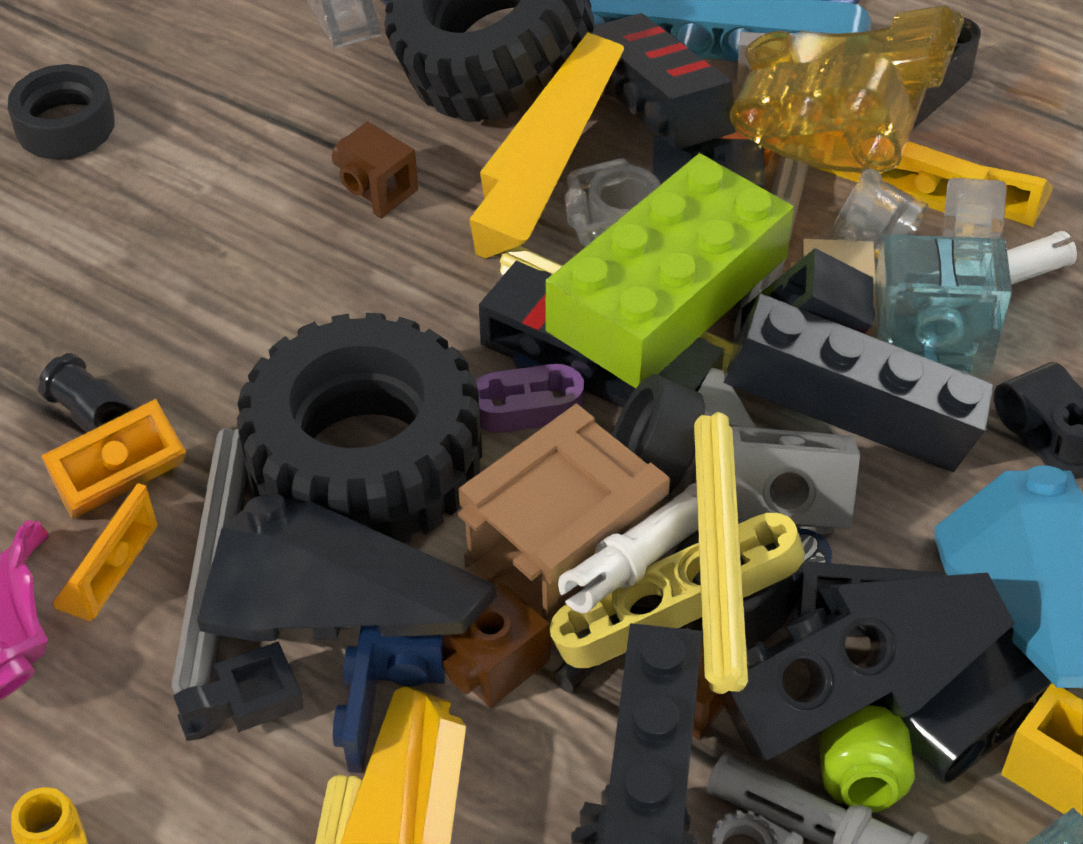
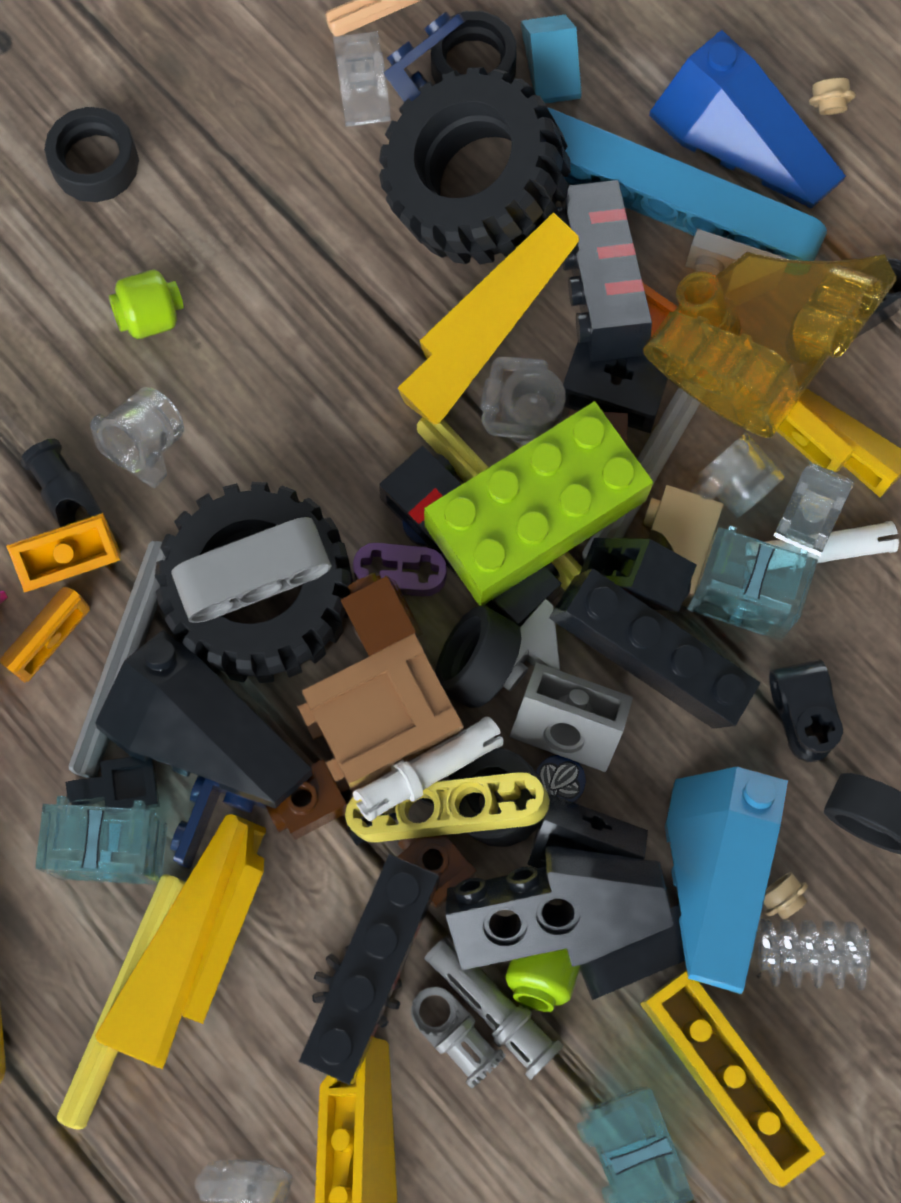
camera: 15 degrees right, 25 degrees up
(155, 216) = (145, 304): none -> lime head
(175, 327) = (139, 434): none -> clear piece
(241, 743) = (101, 843): none -> clear light blue container
(358, 381) = (250, 569): none -> light grey beam
(376, 167) = (340, 294): reddish brown brick -> none
(520, 397) = (379, 612): none -> reddish brown brick
(719, 556) = (479, 800): light yellow axle -> none

